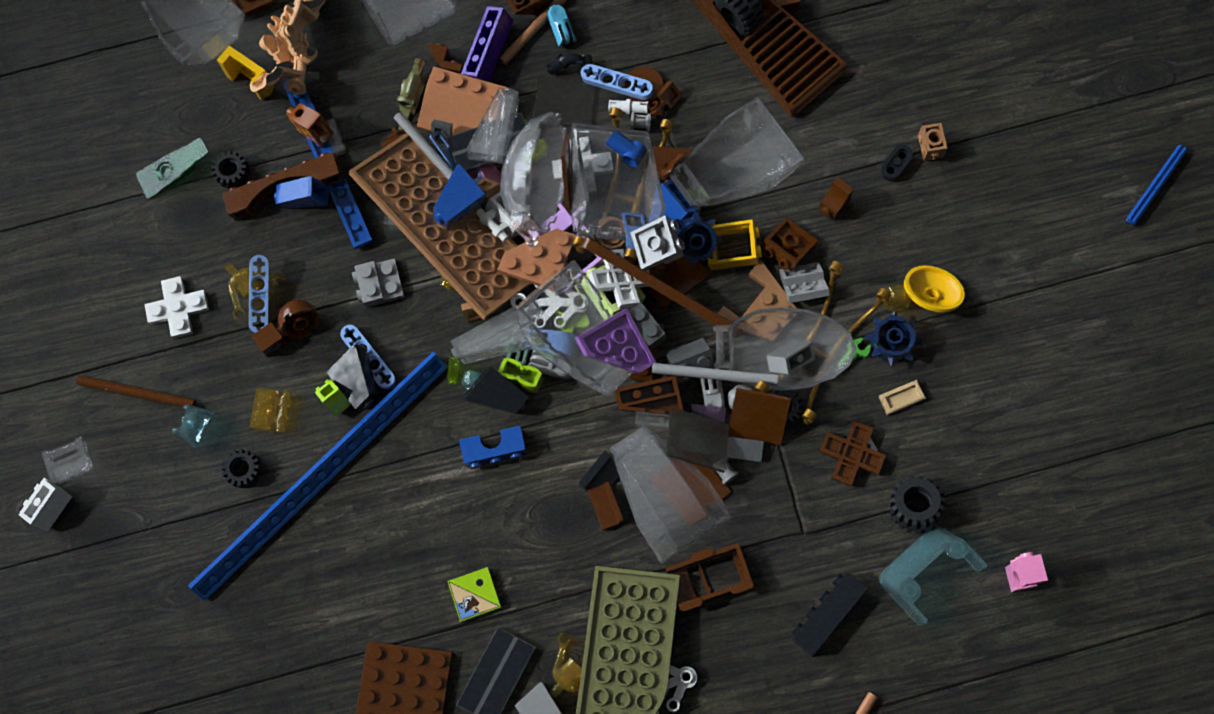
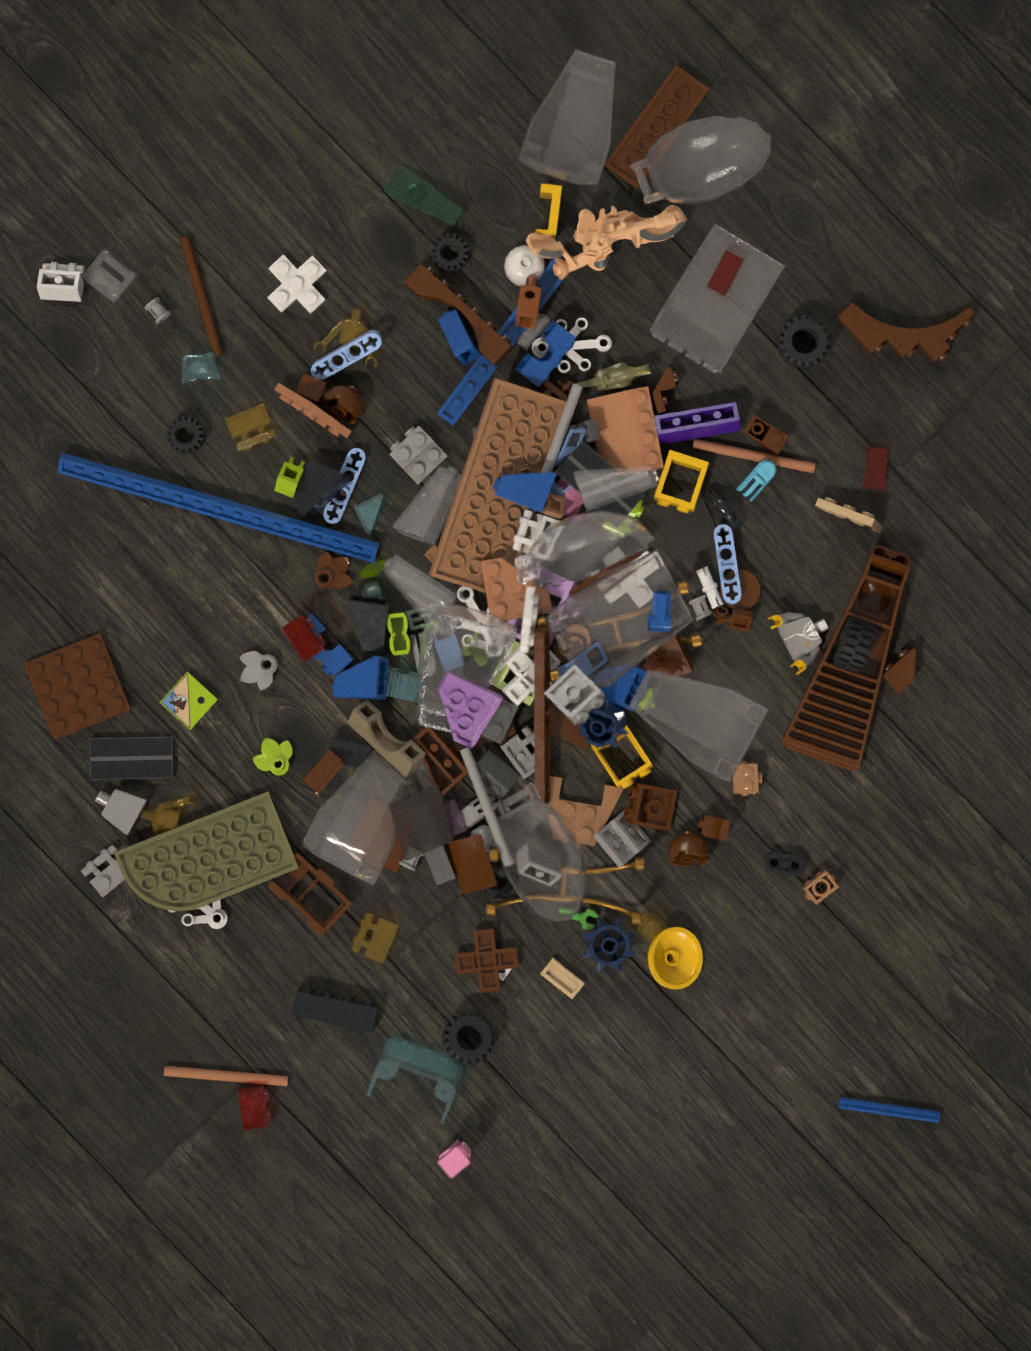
camera: 55 degrees right, 15 degrees up
(122, 434) = (157, 310): none -> light grey bush
(274, 118) = (522, 264): none -> white cylinder
(286, 344) = (312, 411): none -> nougat plate
(354, 117) = (558, 342): none -> blue arch
(364, 117) = (585, 344): none -> white plant
(401, 349) = (368, 512): none -> clear light blue slope
(428, 292) = (430, 507): none -> clear slope
(435, 404) = (335, 570): none -> reddish brown plate
(476, 455) = (304, 638): none -> clear red brick
(481, 519) = (255, 669): none -> light grey plate
(519, 67) = (686, 461): none -> yellow window
(543, 427) = (363, 681): none -> blue slope
(562, 243) = (529, 619): none -> white plate
(564, 544) = (274, 753): none -> lime plate
(566, 399) = (402, 685): none -> clear light blue brick
(585, 442) = (369, 724): none -> dark tan arch
(683, 330) = (518, 753): none -> light grey plate
(709, 56) = (800, 637): none -> light grey torso
(786, 539) = (381, 940): none -> clear yellow plate
(812, 156) = (746, 779): none -> medium nougat head
(843, 230) = (688, 849): none -> reddish brown cylinder

